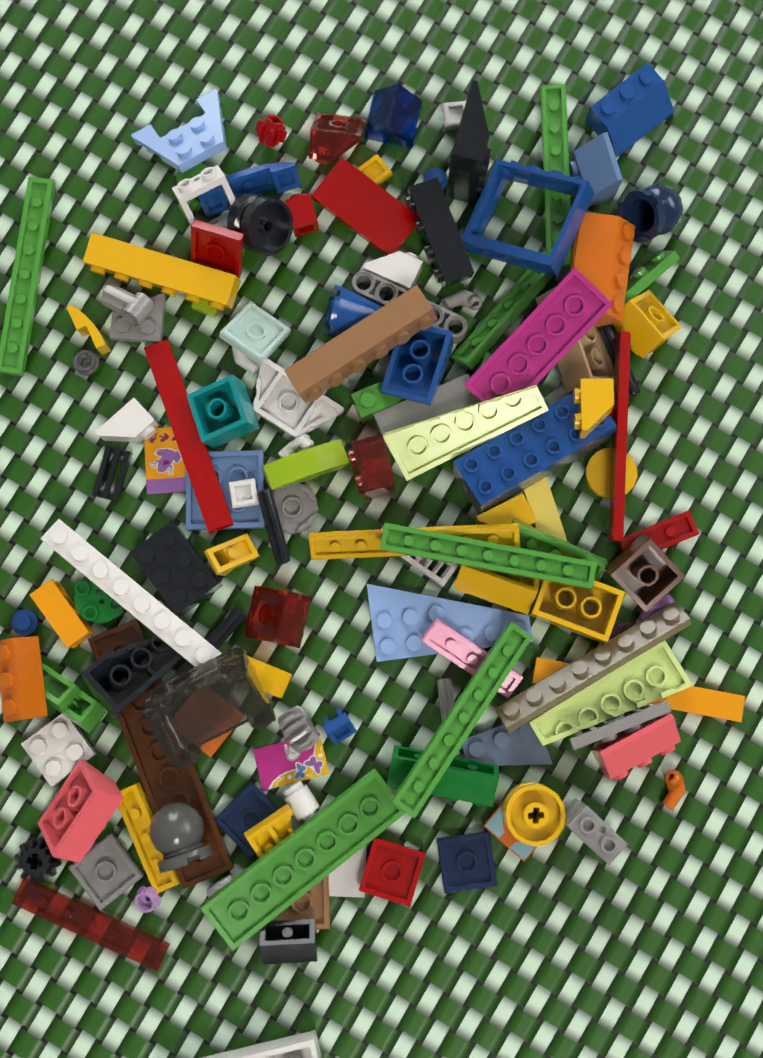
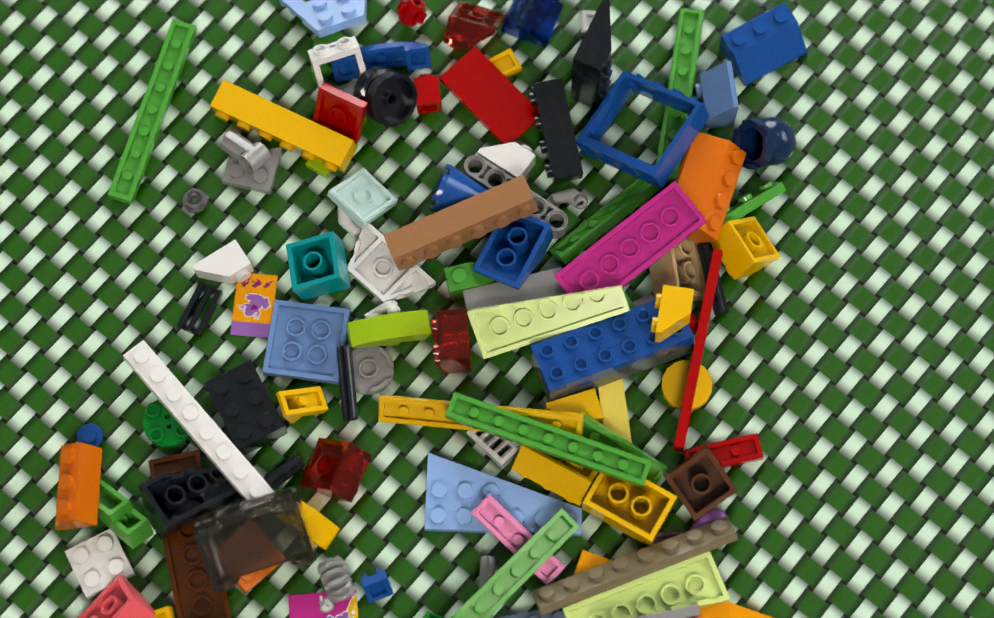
camera: 10 degrees right, 10 degrees down
(62, 614) = (128, 433): light orange piece -> none
(86, 327) = (201, 167): yellow slope -> none
(193, 451) = (279, 283): red tile -> none
(243, 493) = (324, 346): white tile -> none
(442, 176) = (566, 78): blue plate -> none

